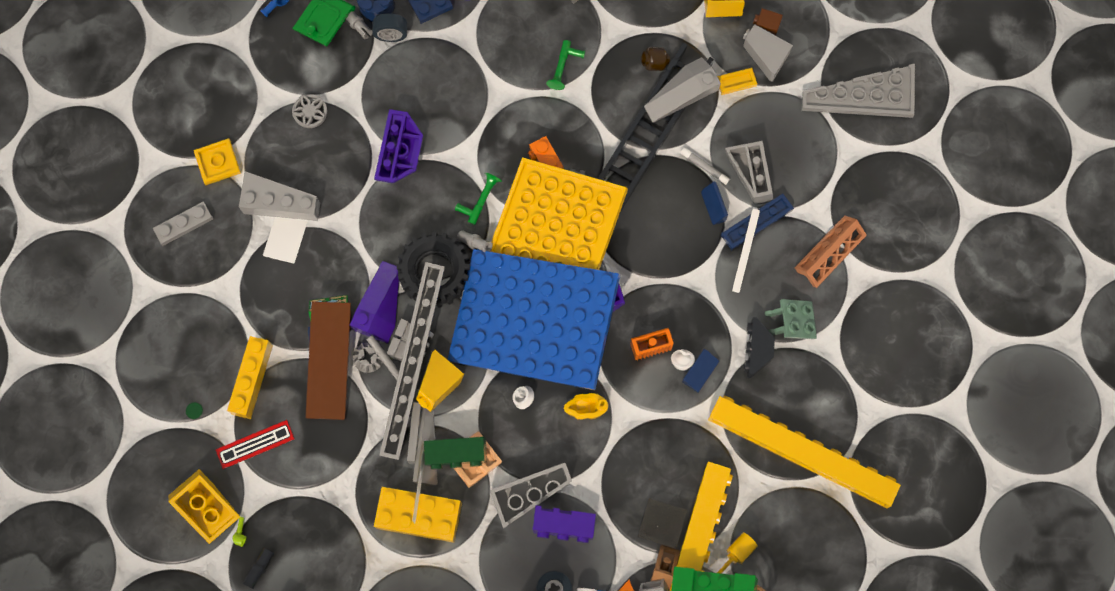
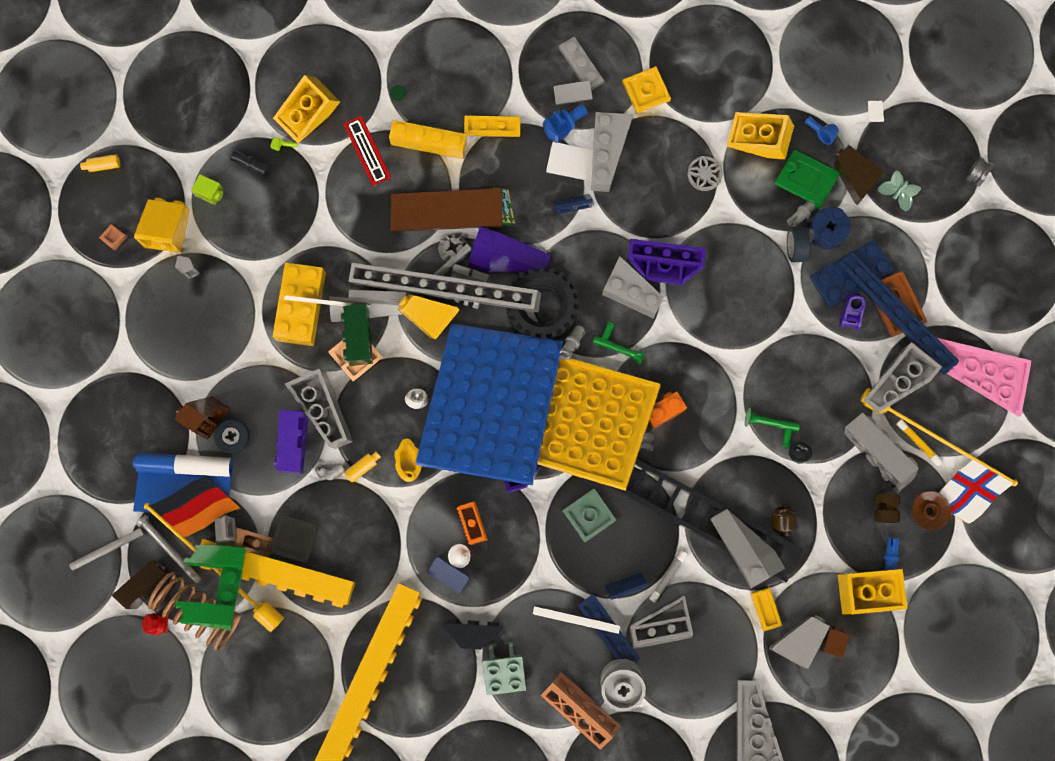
camera: 85 degrees right, 5 degrees up
(213, 231) = (573, 92): none -> light grey tile
(241, 313) = (492, 126): none -> yellow plate
(246, 246) = (562, 122): none -> blue piece
(275, 56) = (761, 134): none -> yellow slope
(330, 237) = (573, 204): none -> dark blue slope
(424, 183) = (632, 290): none -> light grey wedge
(590, 454) = (362, 466): none -> yellow cylinder
(591, 41) = (800, 452): none -> black hat
(596, 487) = (329, 473): none -> light grey arm
(645, 235) = (589, 515): none -> sand green tile
(808, 208) = (622, 684): none -> light grey wheel

